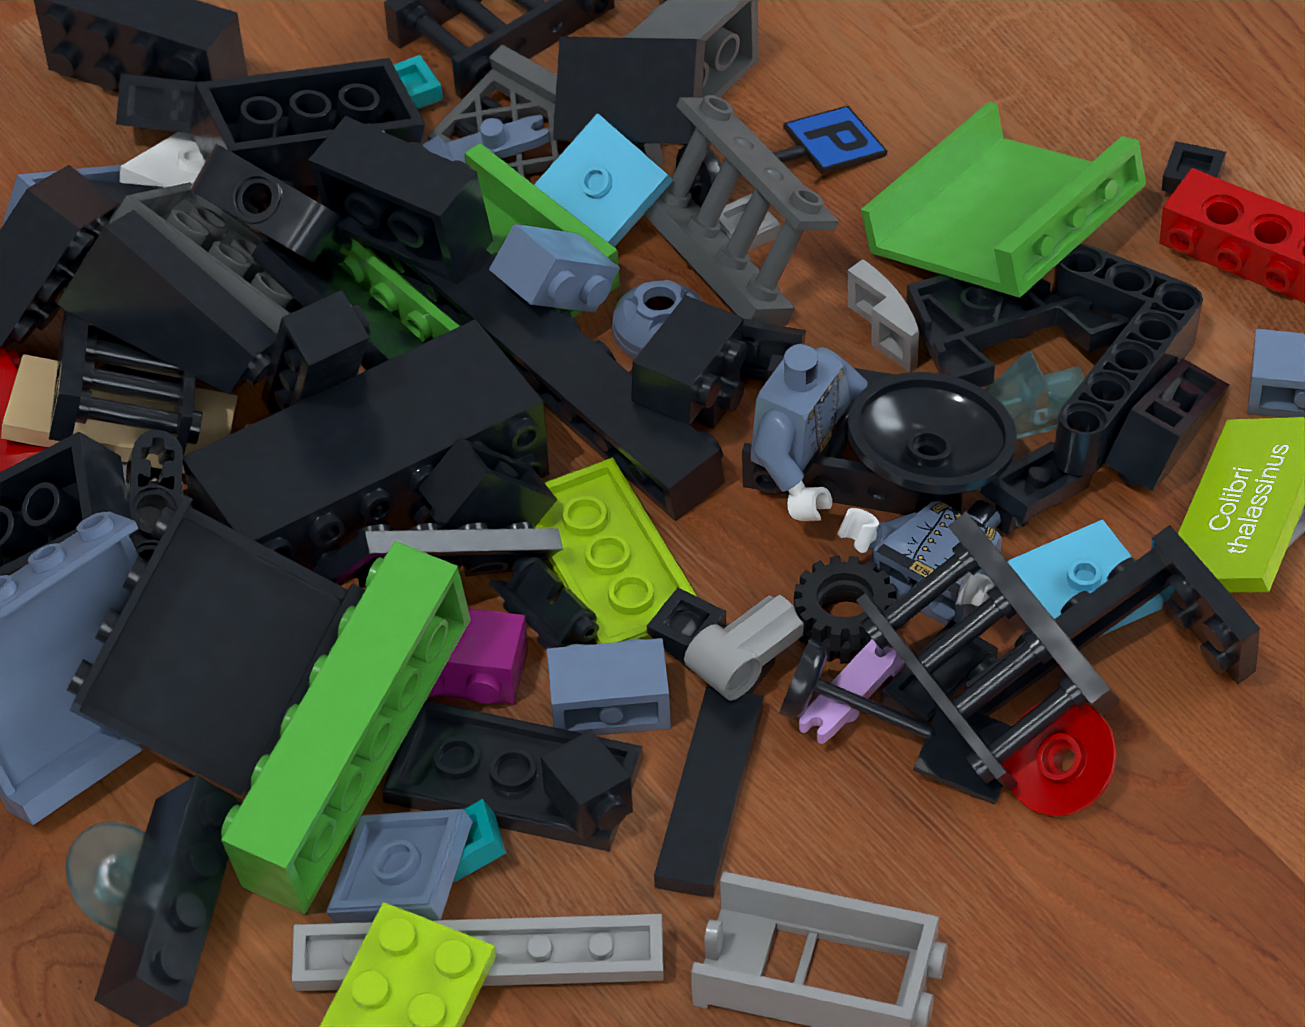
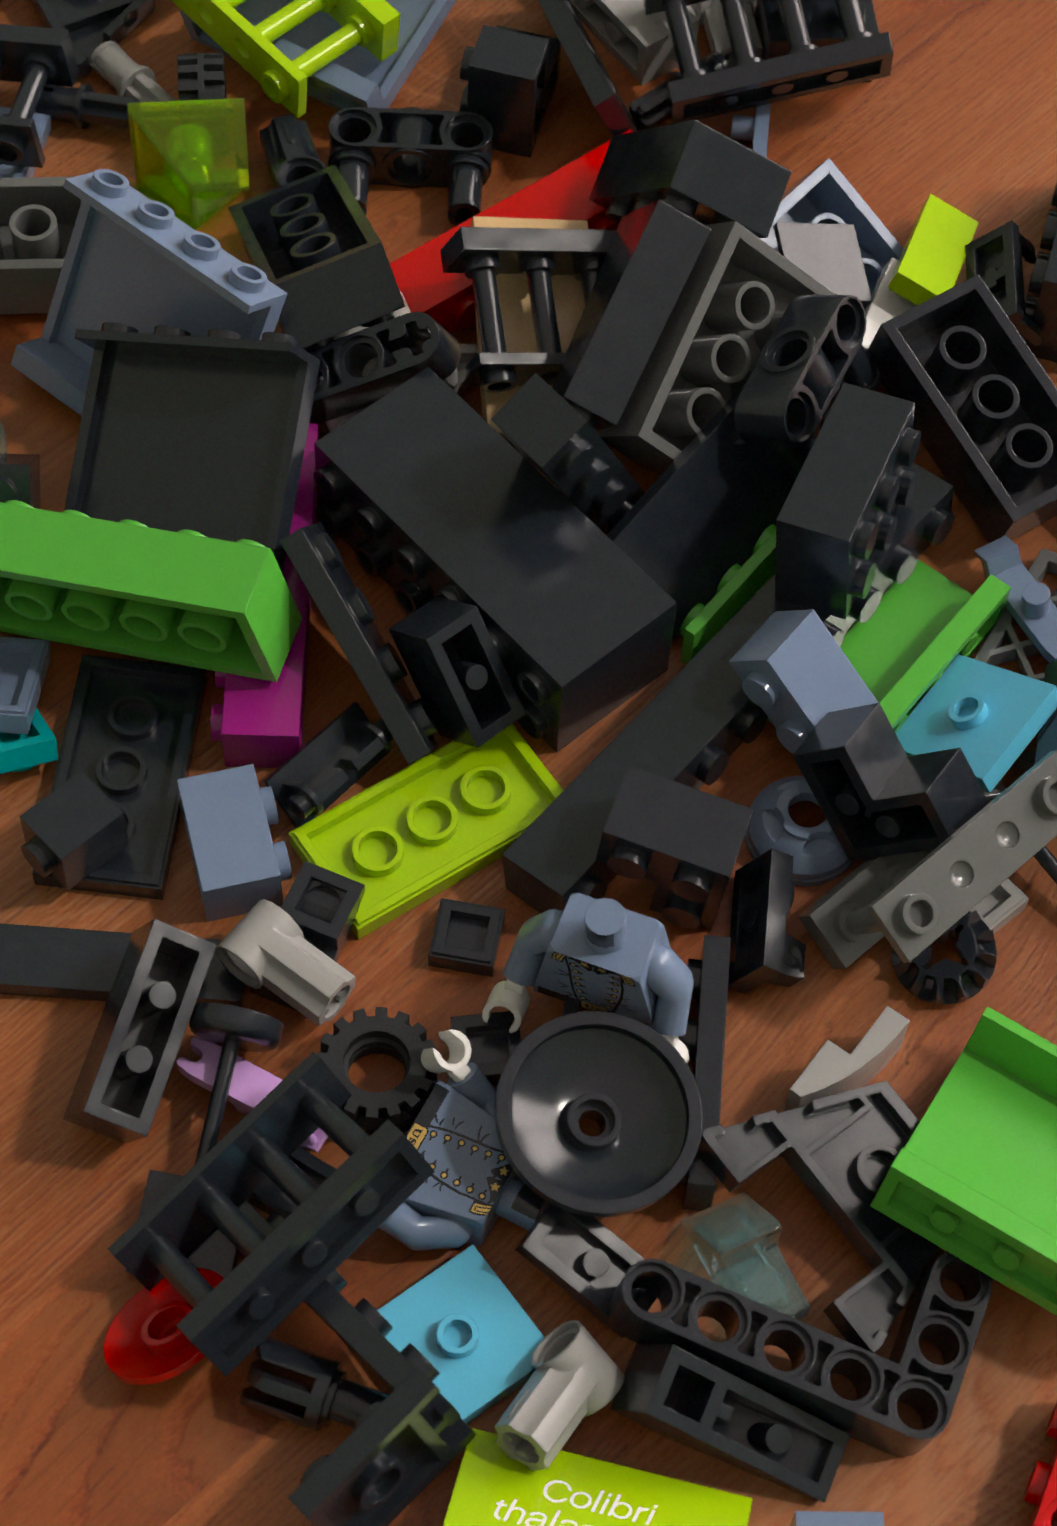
camera: 75 degrees right, 10 degrees up
(122, 143) = (932, 252): none -> lime tile
(673, 231) = (877, 793): none -> black brick
(722, 546) = (466, 937): none -> black tile
(798, 745) = (140, 1032): none -> black brick
(802, 268) = (950, 980): none -> black gear
(823, 540) = (489, 1041): none -> black plate
(1127, 663) = (304, 1387): none -> black arm
(1144, 508) = (569, 1383): none -> light grey piece

